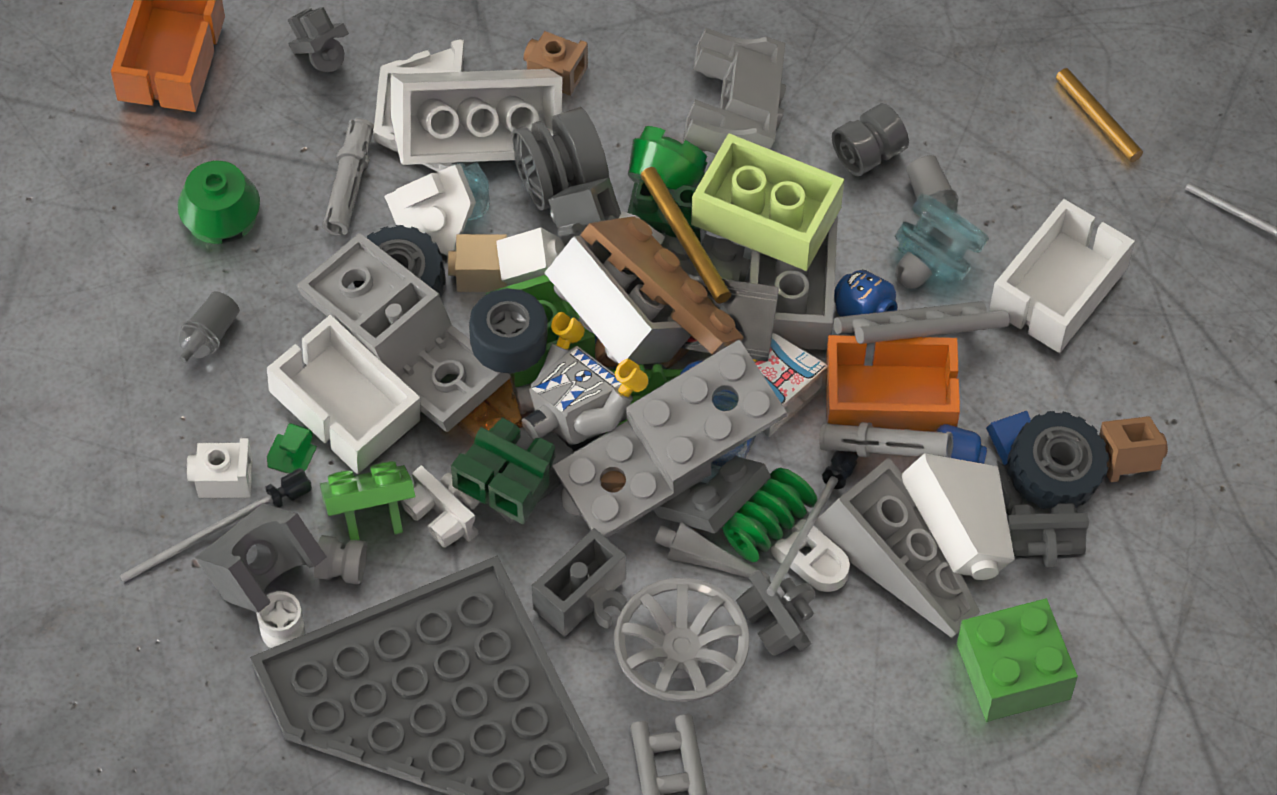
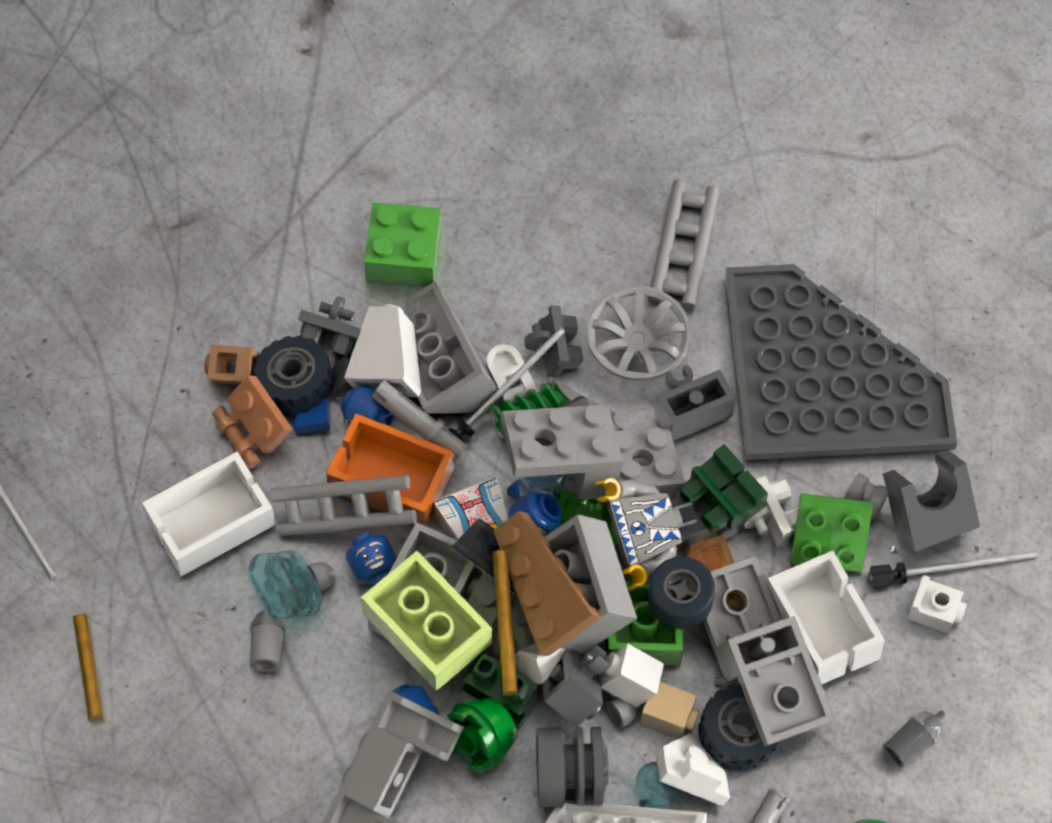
camera: 160 degrees left, 5 degrees up
(281, 611) = (924, 457): white wheel -> none
(291, 450) = (880, 610): green piece -> none
(875, 137) = (296, 700): dark grey wheel -> none
(1074, 390) = (260, 417): none -> nougat plate

